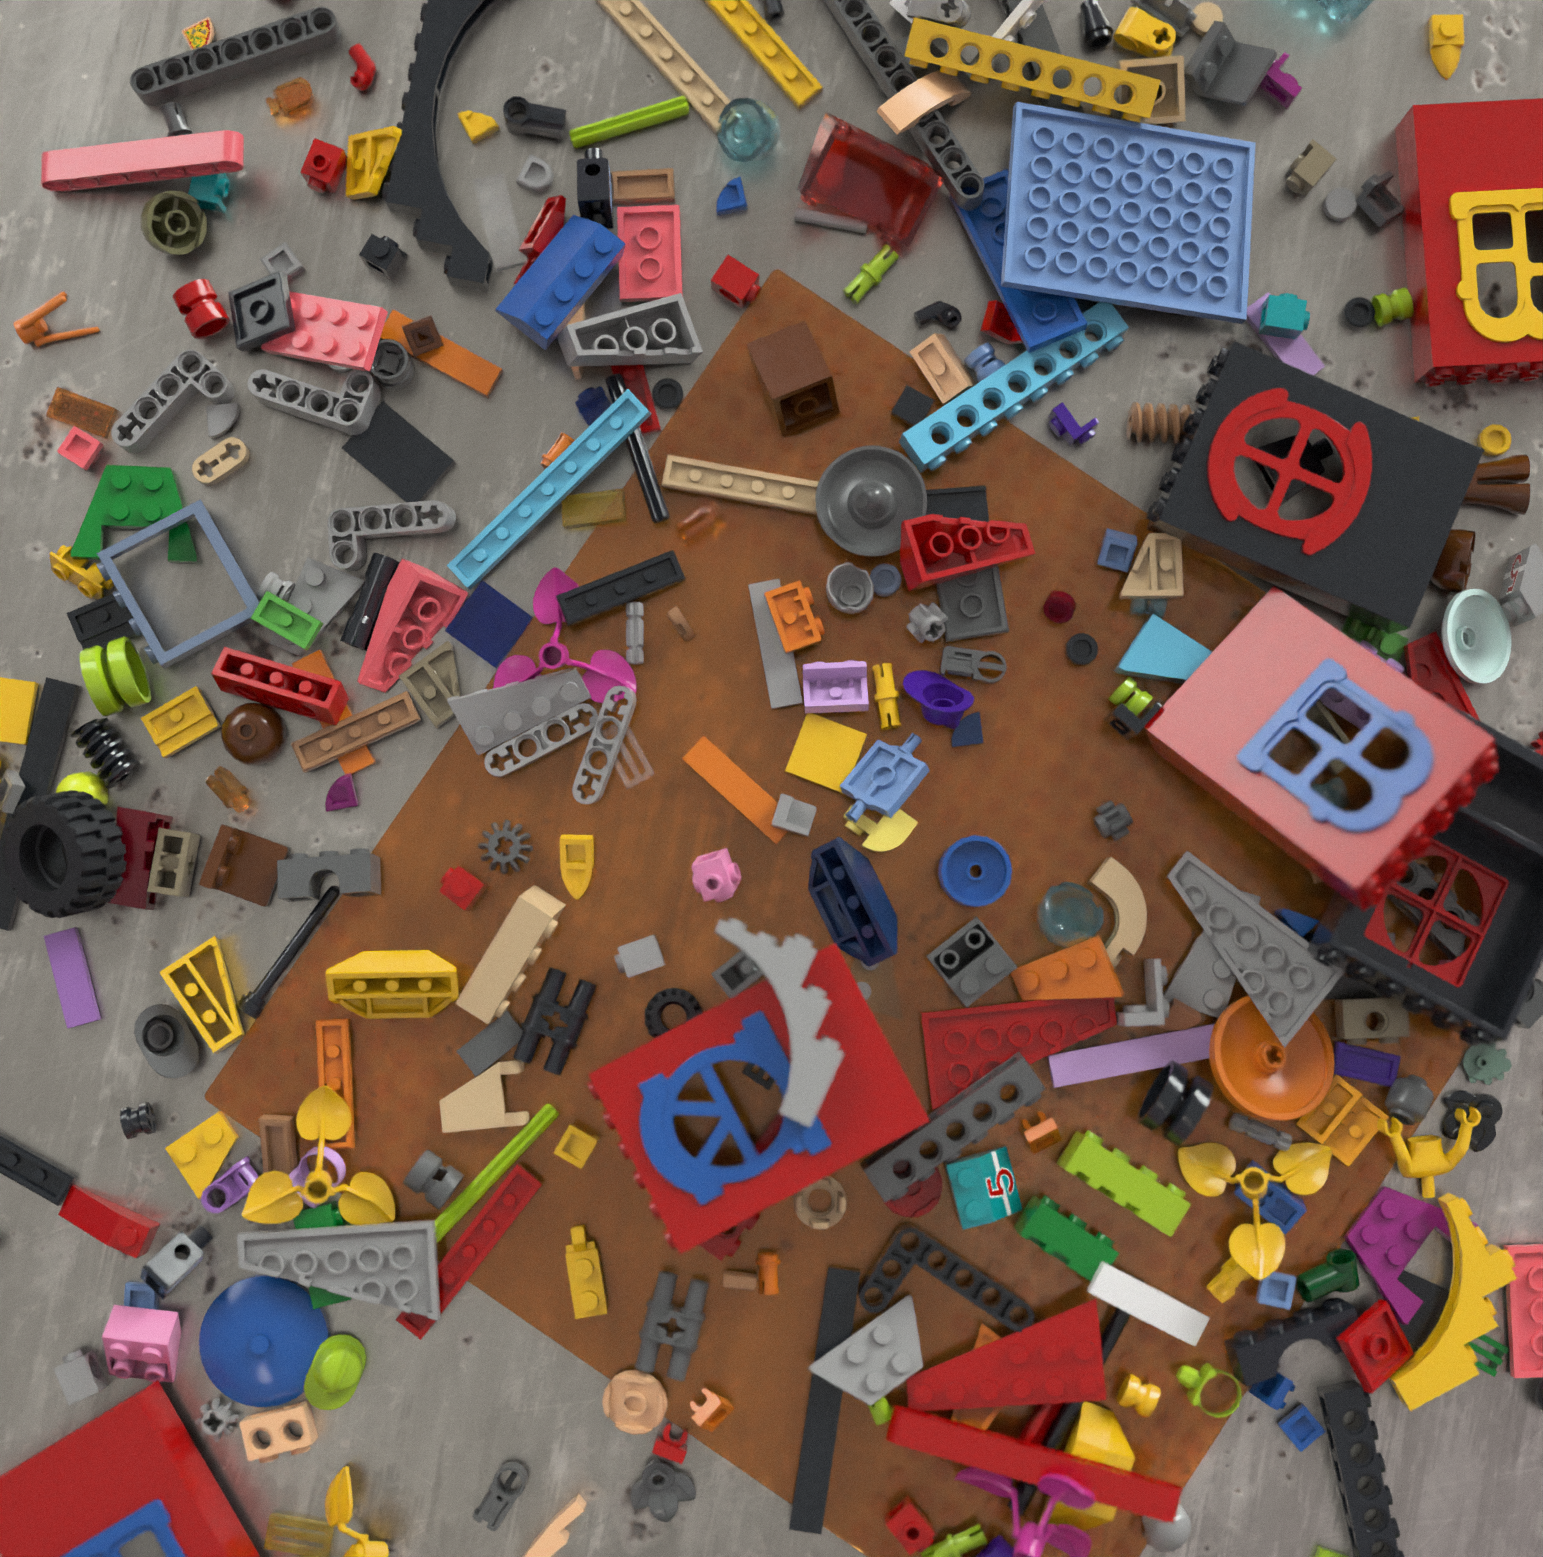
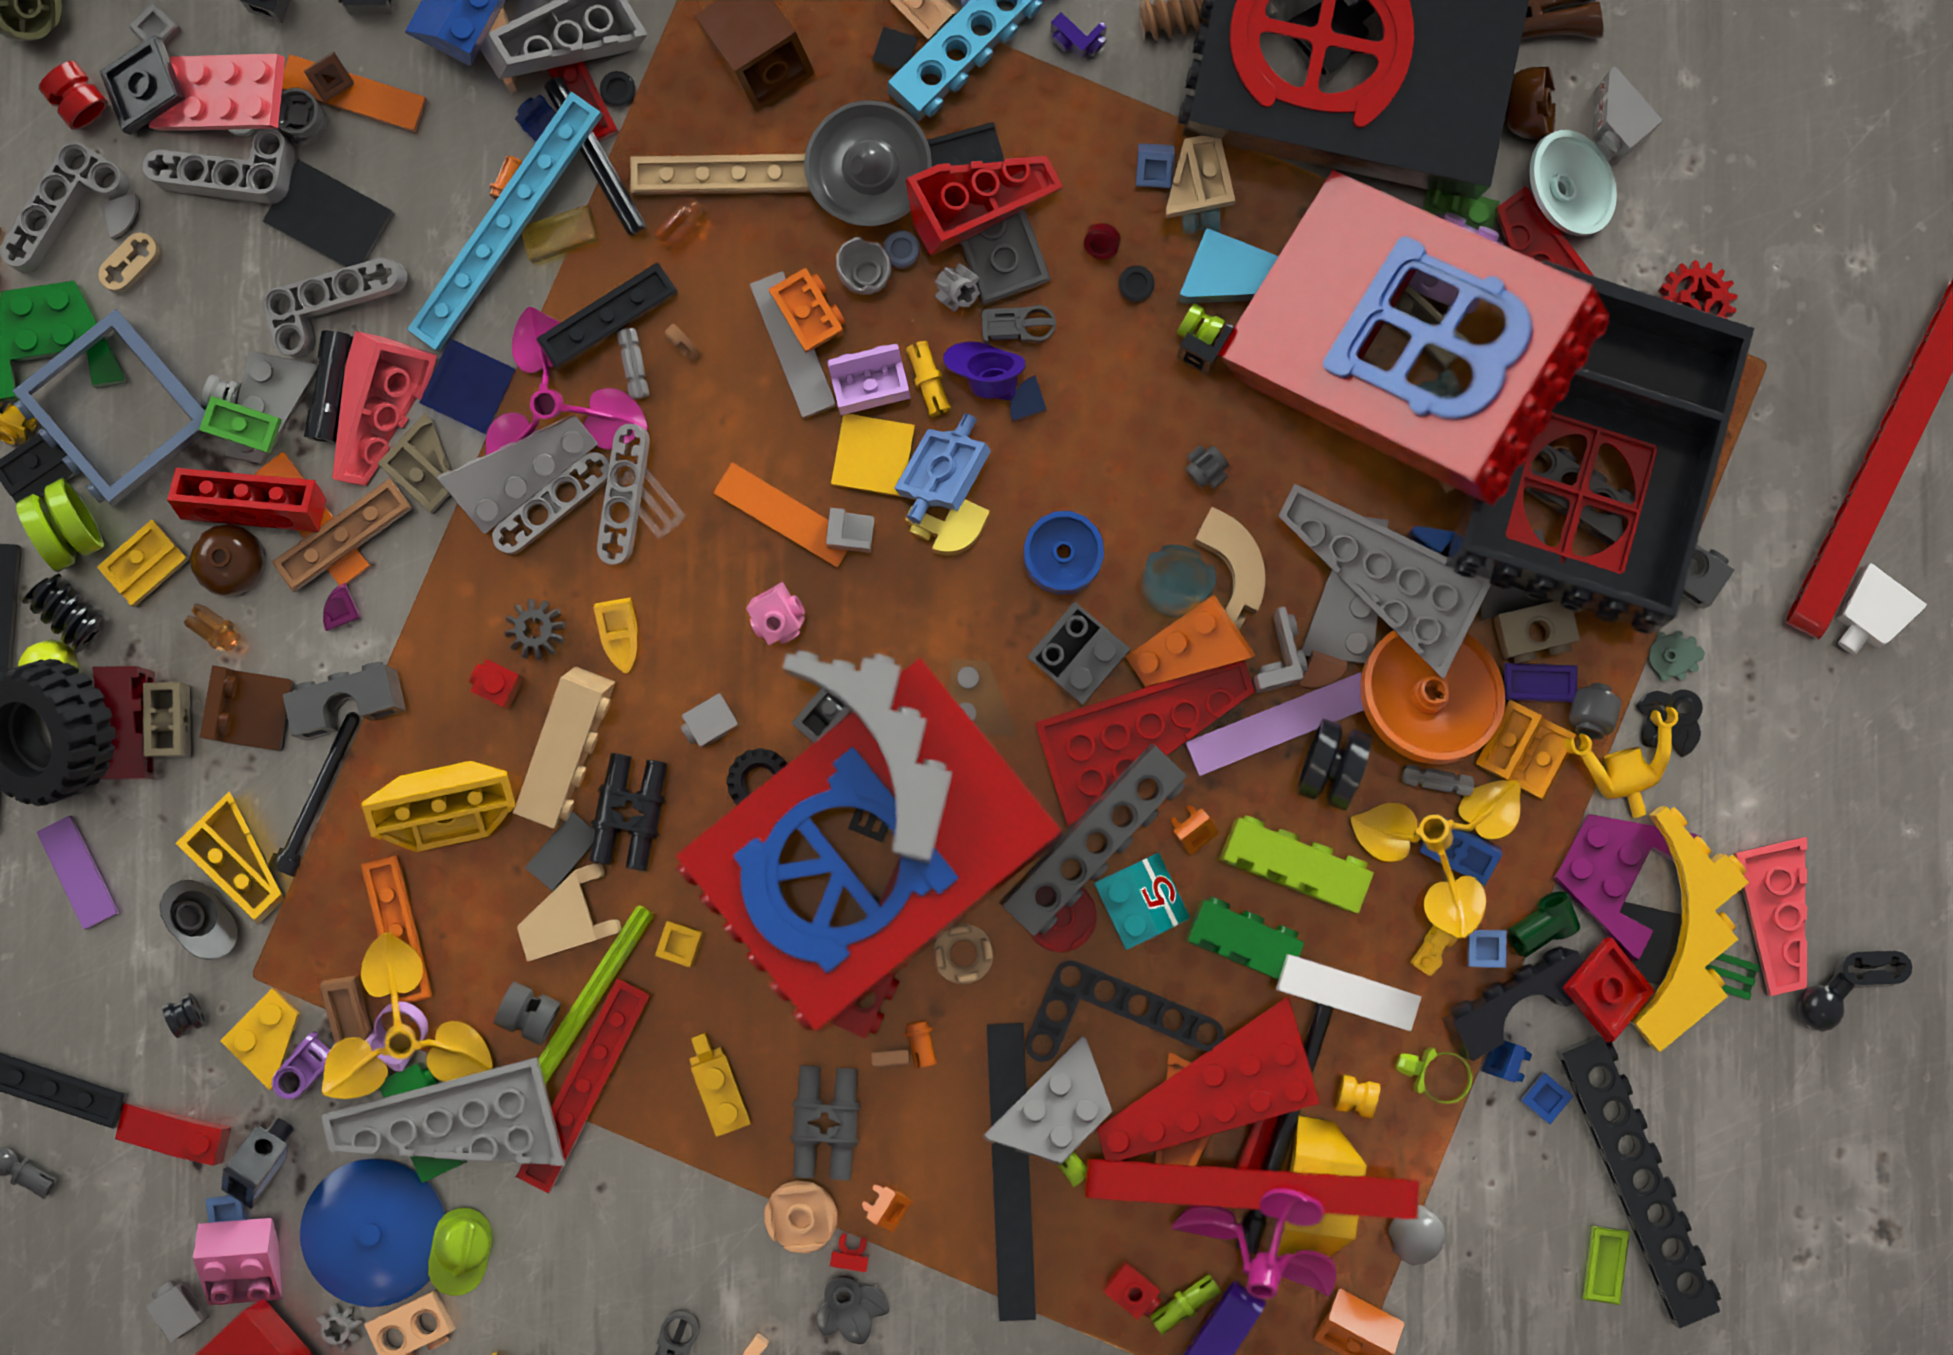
camera: 10 degrees left, 0 degrees up
(852, 902) = (934, 613): dark blue wedge -> none

